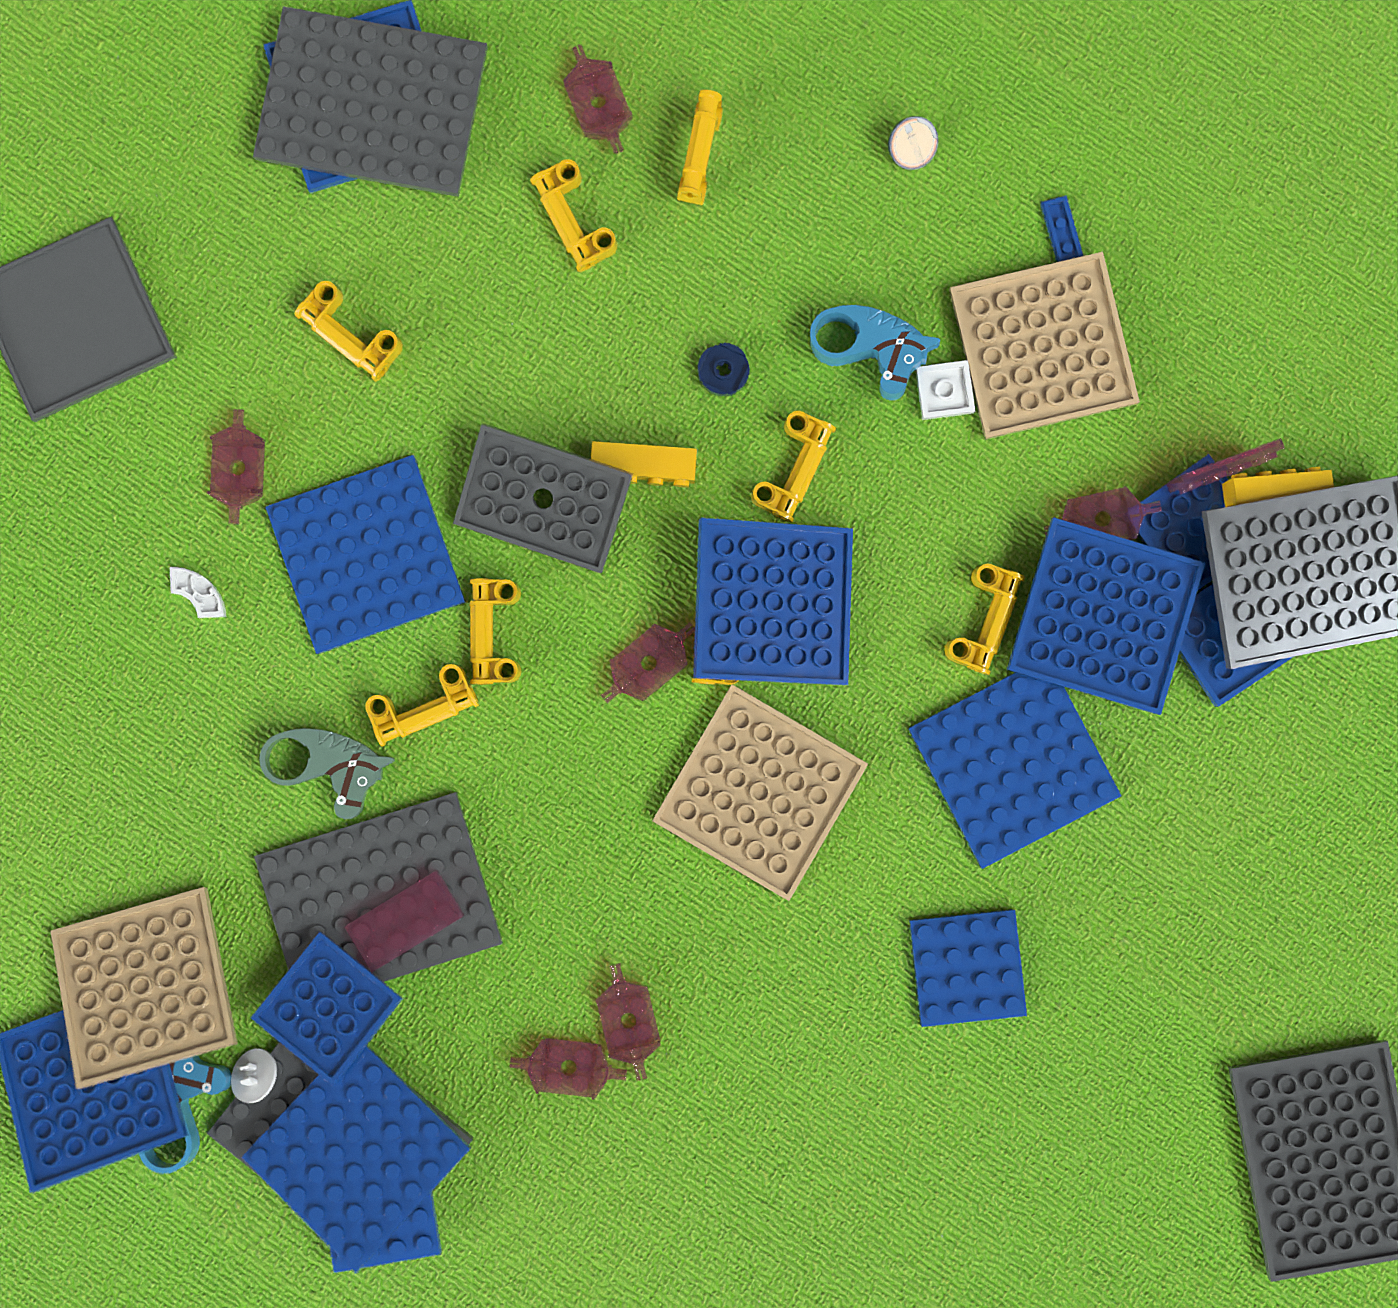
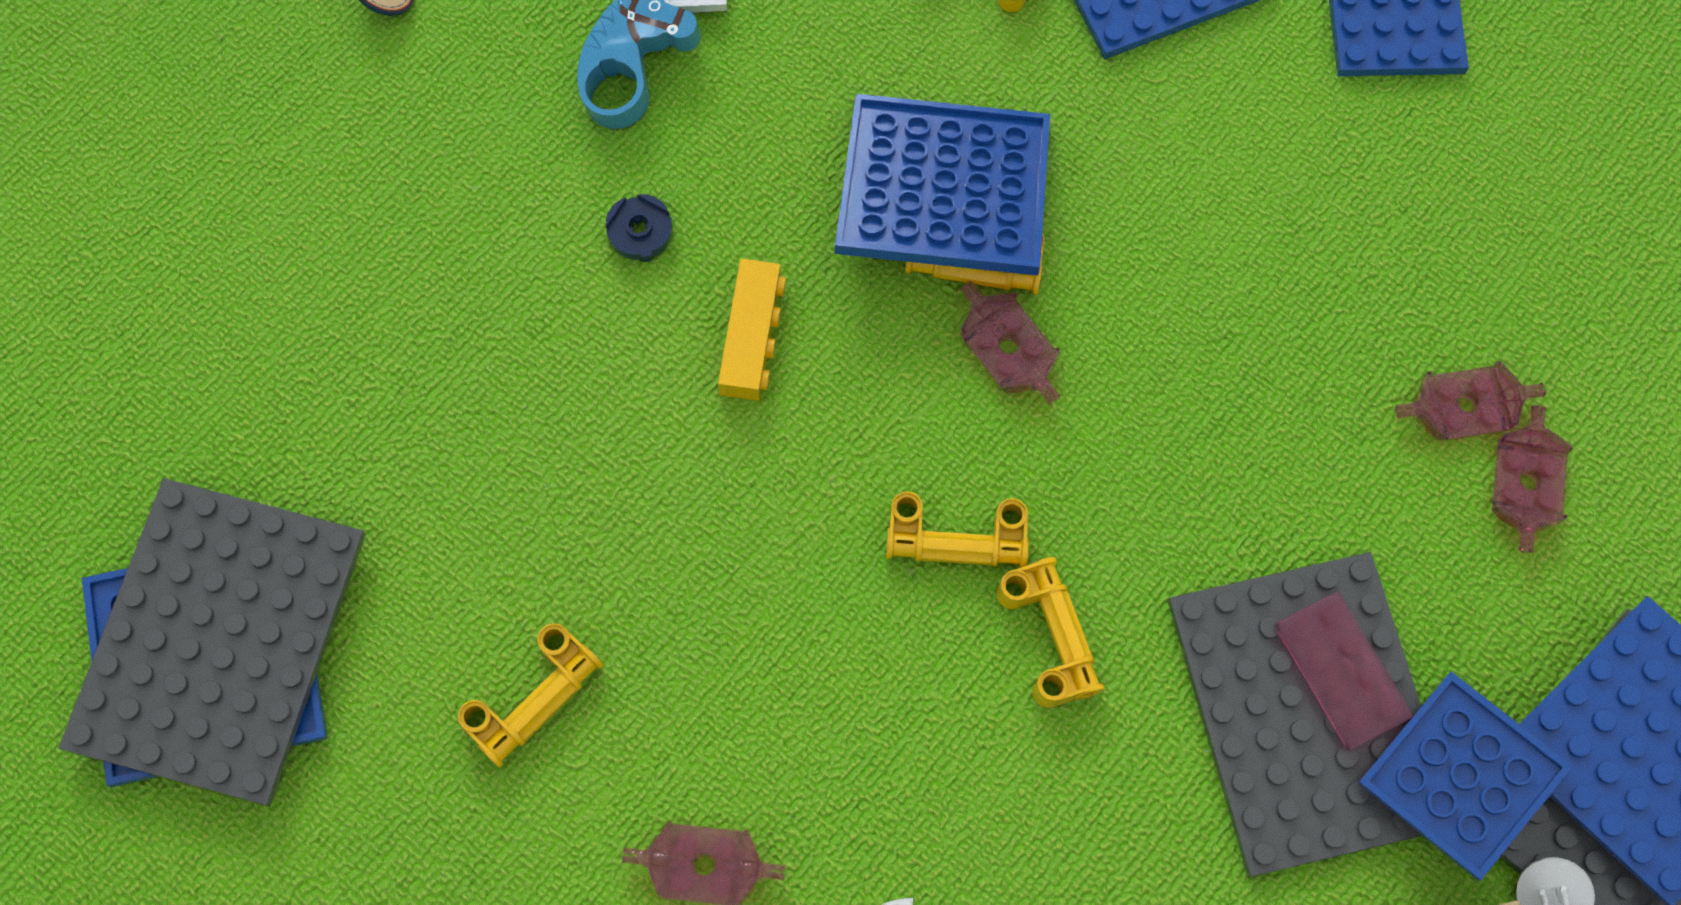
camera: 85 degrees left, 15 degrees down
(347, 761) = (1124, 738): sand green animal -> none
(365, 554) = (840, 698): blue plate -> none
(502, 503) = (777, 505): dark grey plate -> none
(565, 221) = (370, 417): yellow piece -> none
(592, 80) = (236, 350): clear pink plate -> none
(705, 123) = (308, 215): yellow piece -> none
(760, 792) = (1179, 226): tan plate -> none
(803, 469) = (813, 168): yellow piece -> none

